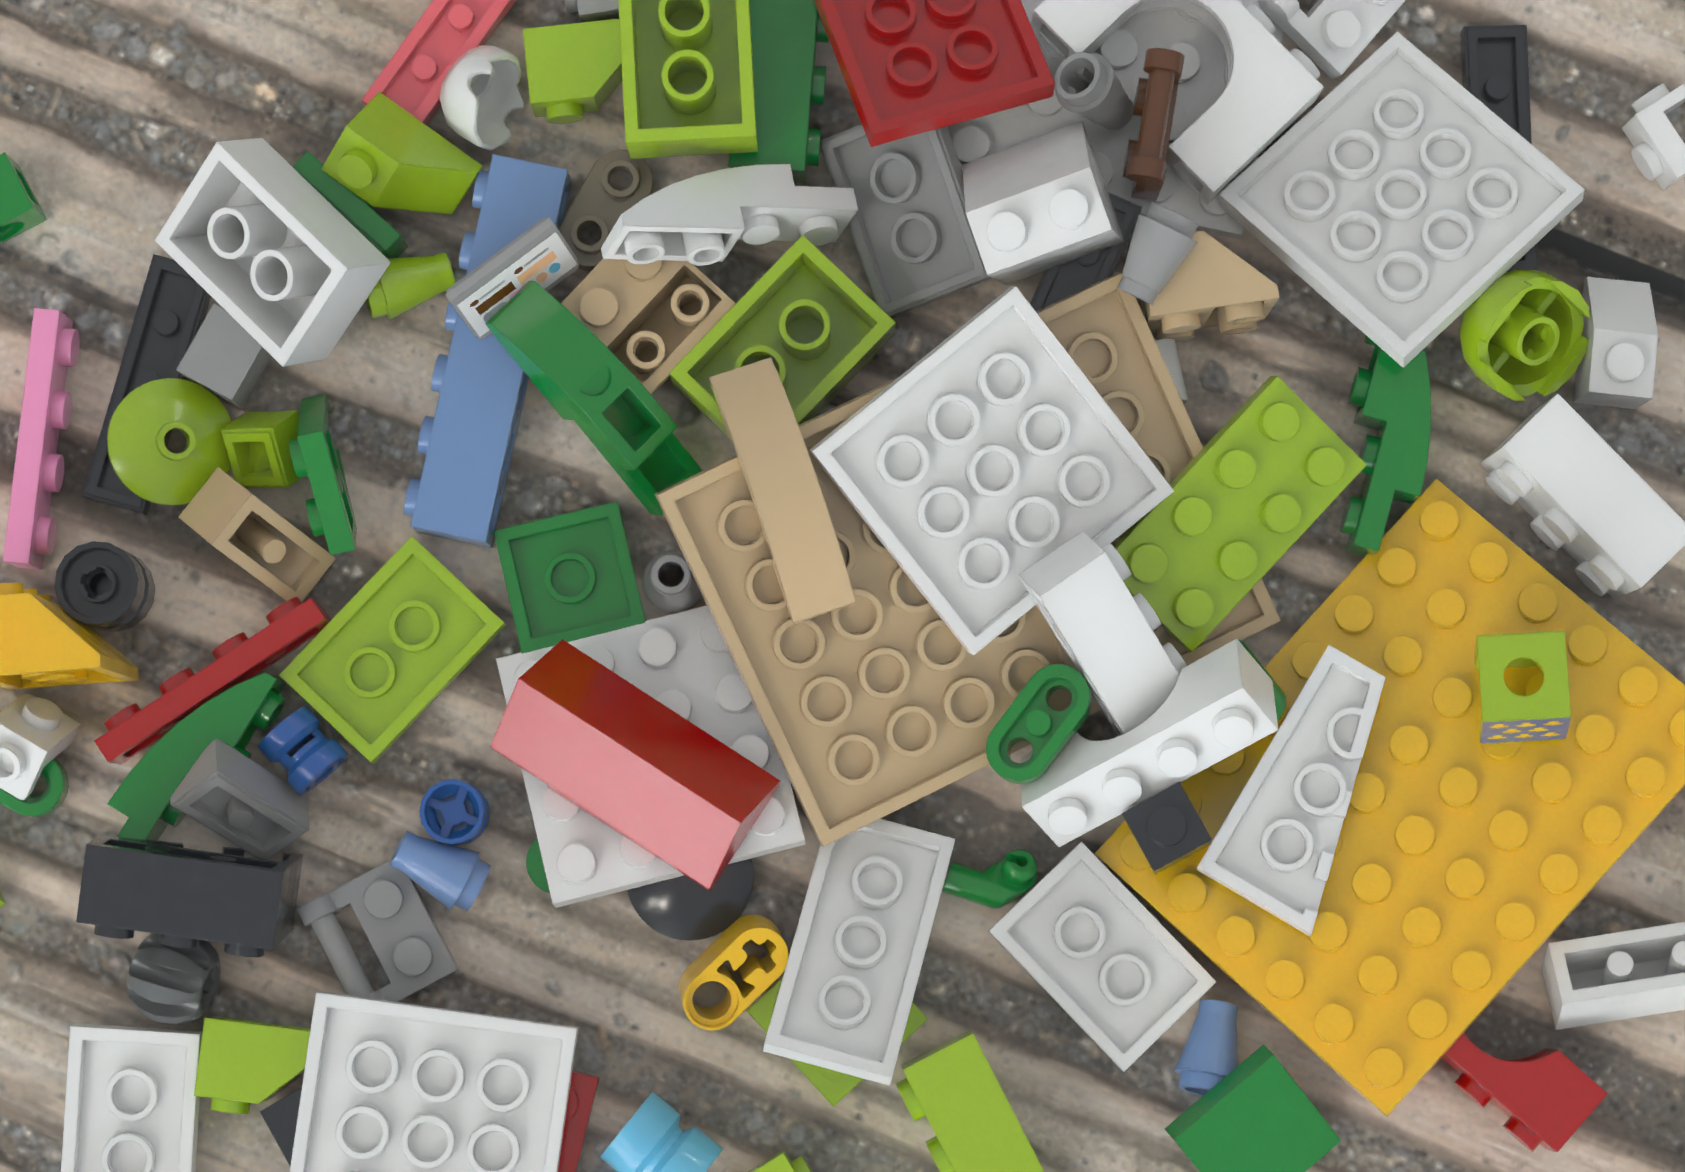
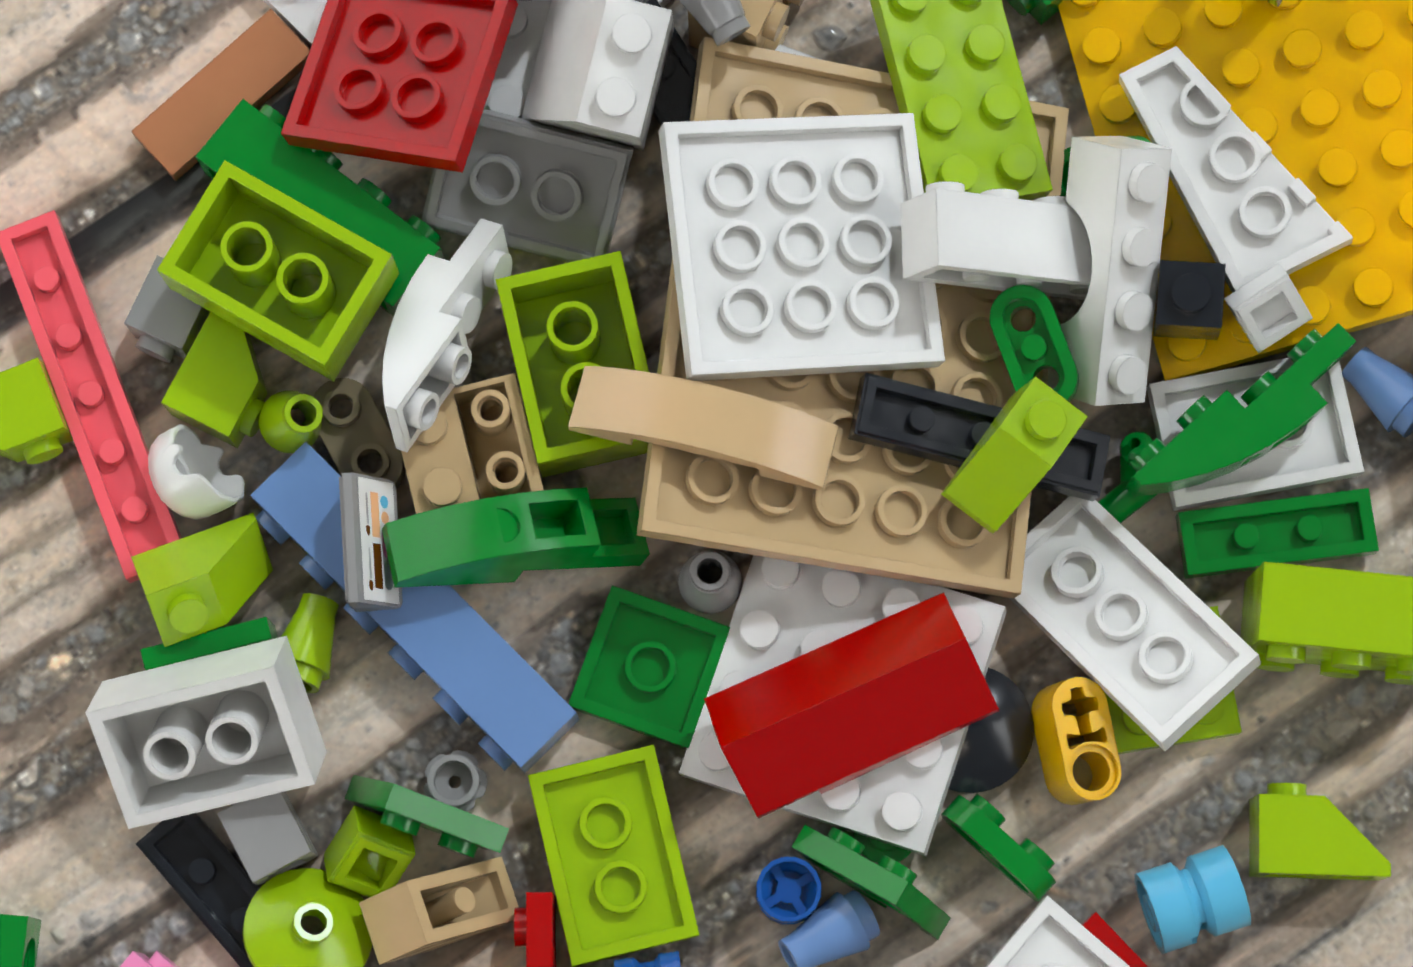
camera: 55 degrees left, 5 degrees down
(388, 479) = (458, 764): none -> light grey plate
(506, 883) = (883, 883): none -> green wing
(575, 128) = (280, 429): none -> lime cone
(611, 936) = (1021, 863): none -> green plate
(928, 764) = (1014, 454): none -> lime slope
(932, 726) = (950, 426): none -> black tile
(1023, 1030) = (1277, 532): none -> green plate
(1070, 930) = (1227, 435): none -> green slope
(1204, 900) = (1268, 308): none -> white tile

